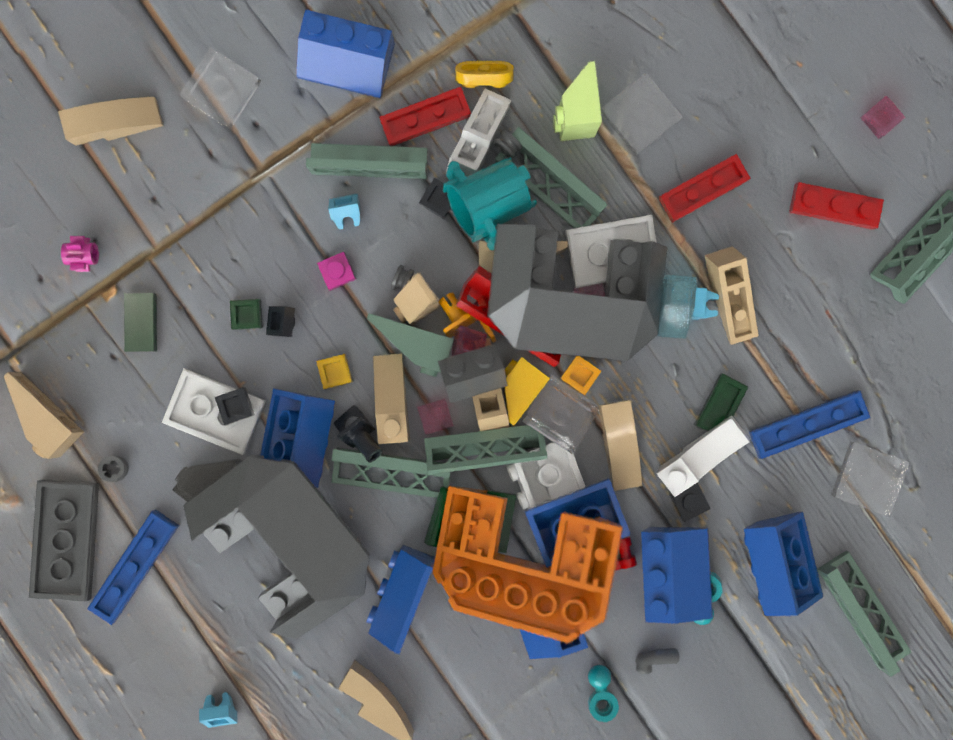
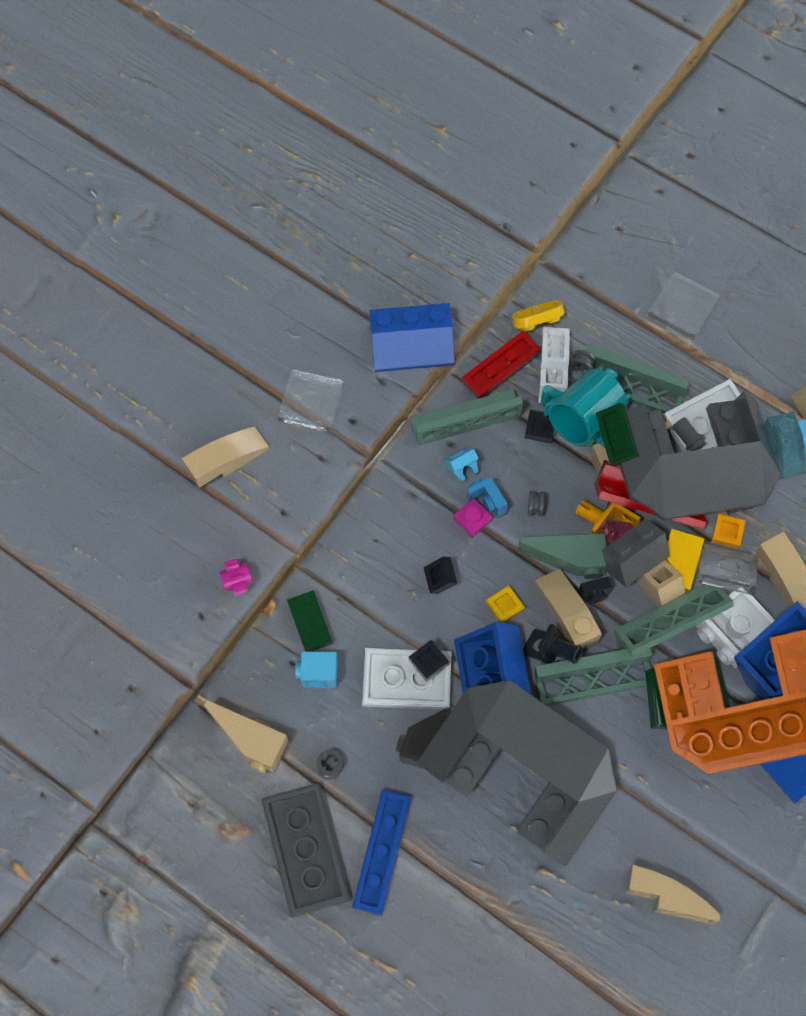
camera: 20 degrees left, 20 degrees down
(129, 375) = (317, 669): none -> medium azure brick
(218, 715) = (520, 964): medium azure tile -> none
(245, 314) = (404, 582): dark green tile -> none
(360, 260) = (492, 499): none -> dark azure bracket
(400, 597) = (652, 781): blue slope -> none
(415, 301) = (560, 507): tan slope -> none
(424, 391) = (595, 590): none -> black plate
(435, 416) = (613, 613): clear pink plate -> none
(498, 246) = (617, 434): none -> dark green tile
(579, 107) = (634, 313): yellowish green slope -> none
(580, 264) = (688, 435): none -> dark grey pin
(704, 188) = (764, 344): red plate -> none

